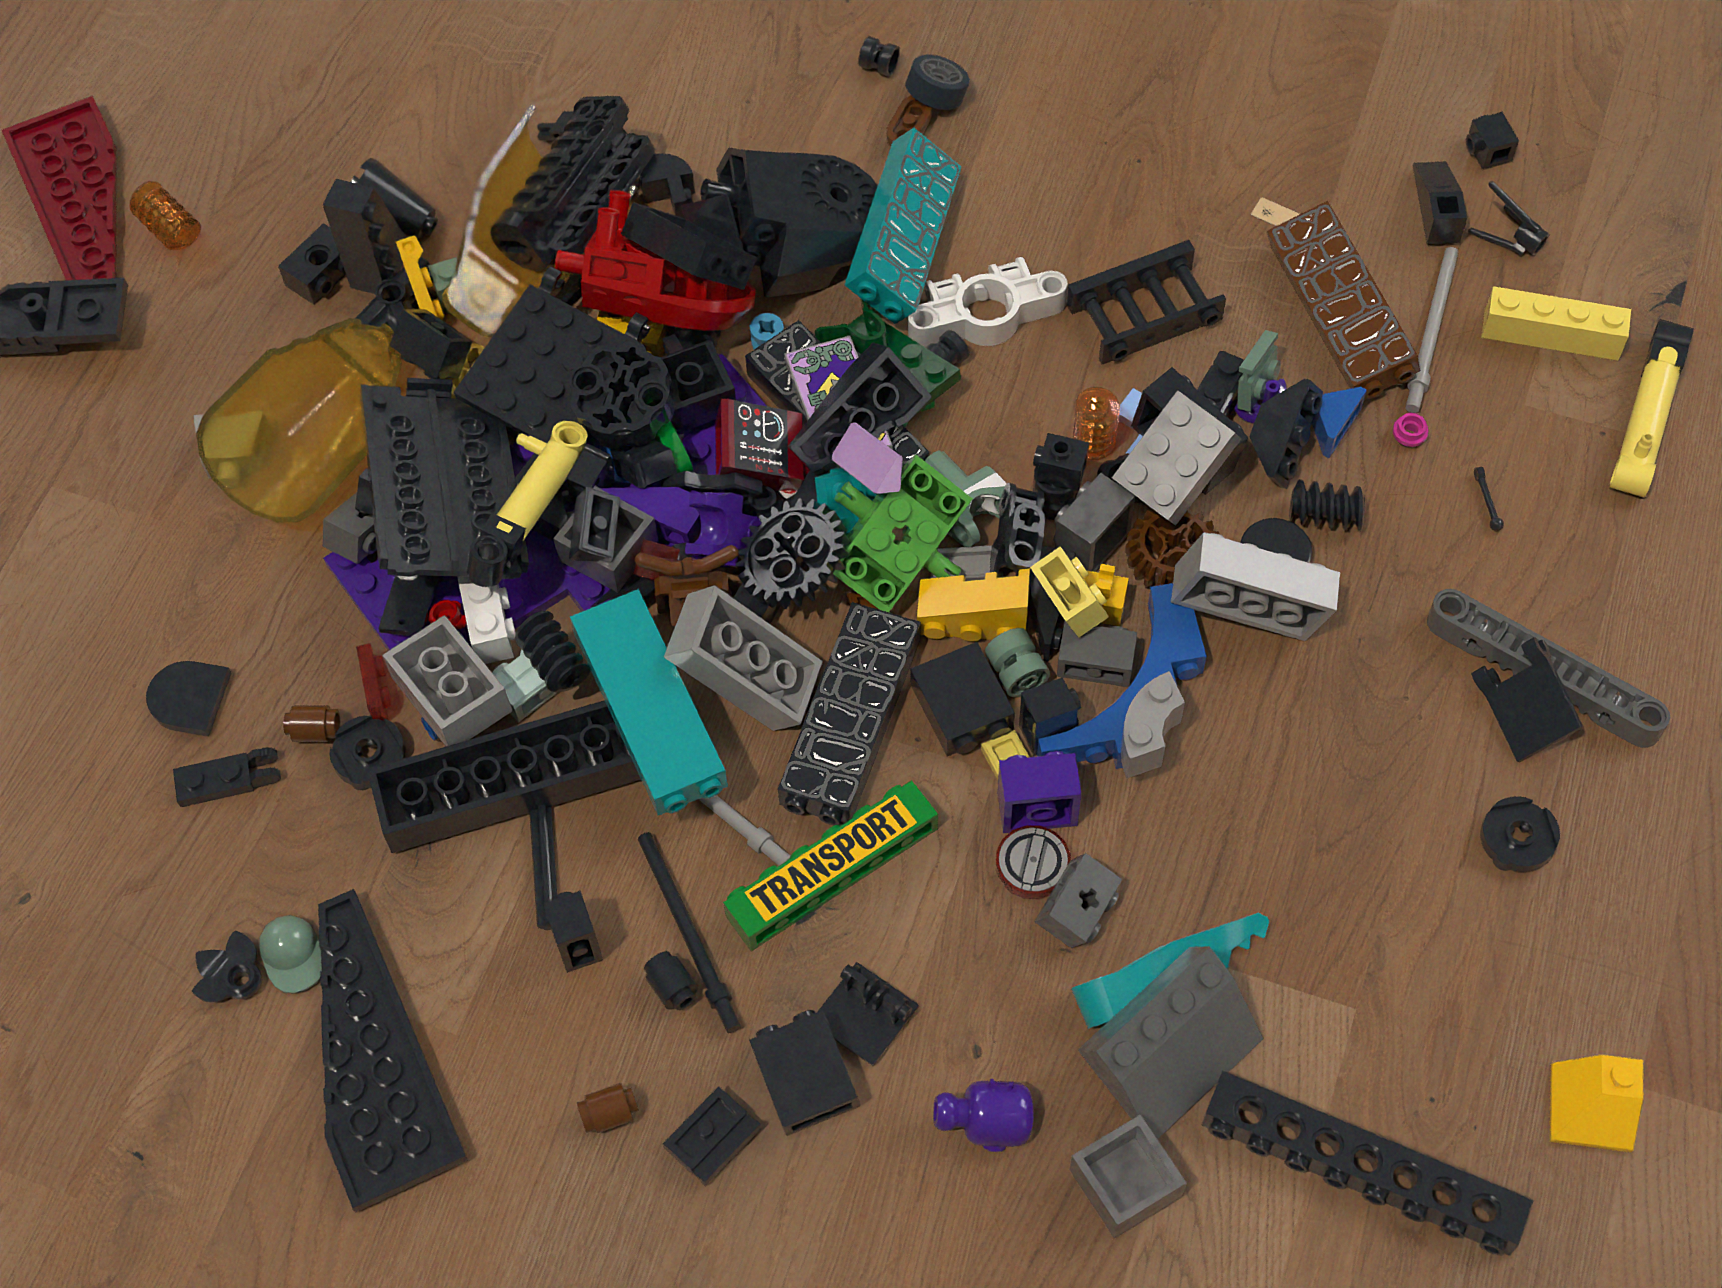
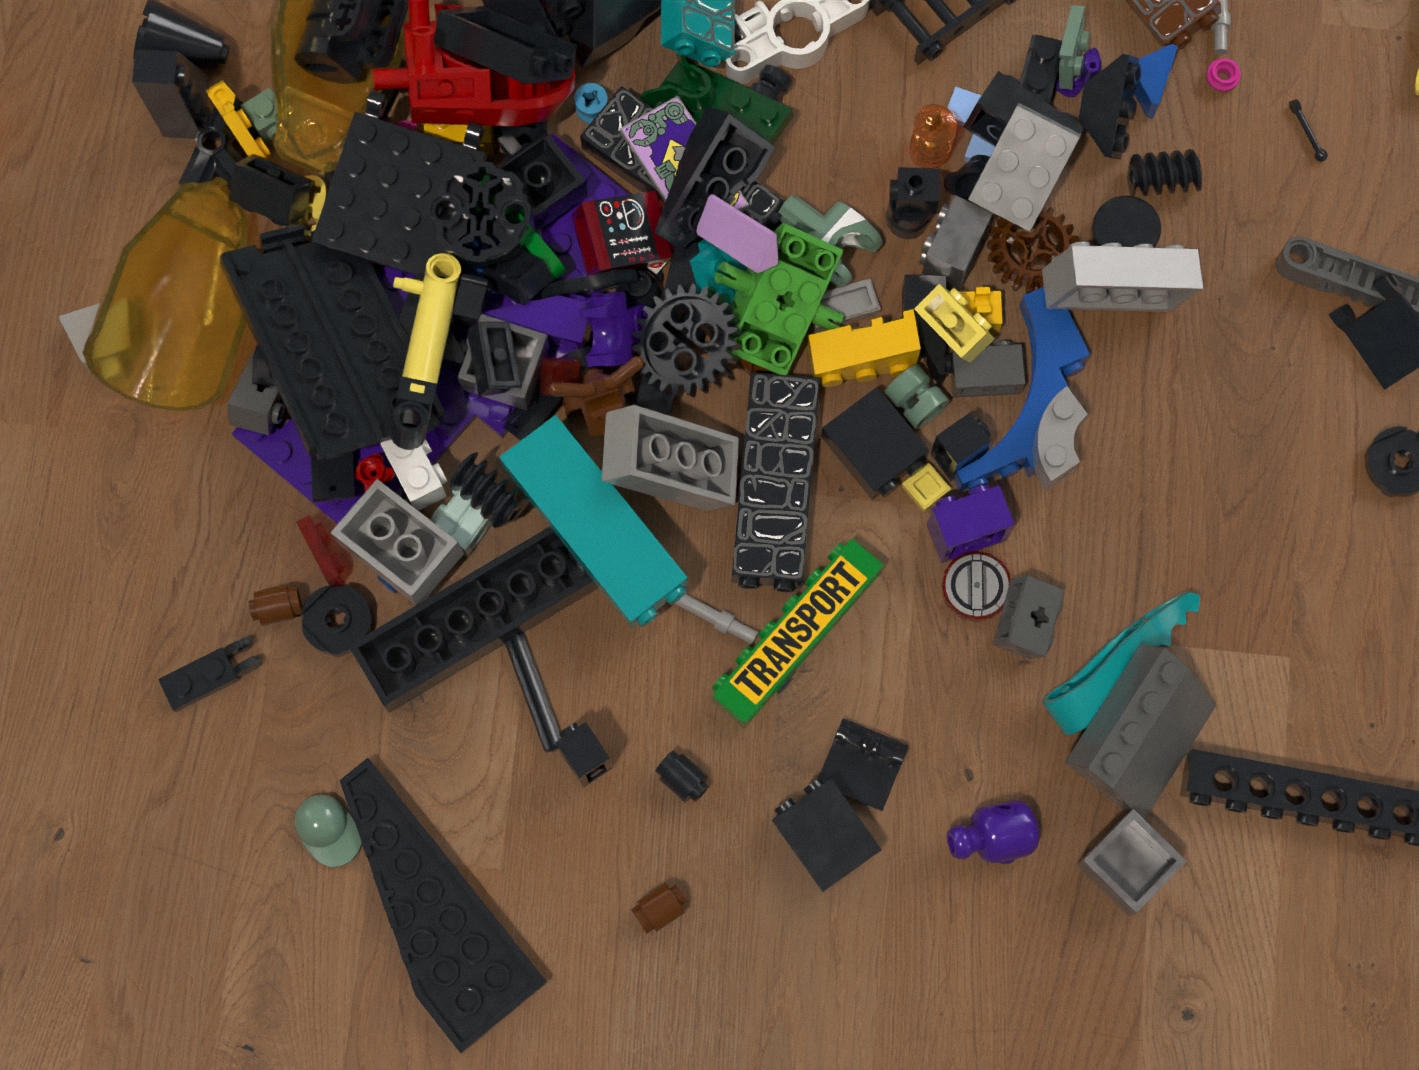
camera: 15 degrees left, 15 degrees up
(187, 696) = (146, 602): black tile -> none
(224, 969) = (270, 857): black plate -> none
(313, 266) = (108, 131): black brick -> none
(711, 1136) = (758, 910): black plate -> none
(717, 992) = (726, 777): black bar -> none
(1018, 530) = (890, 269): black piece -> none

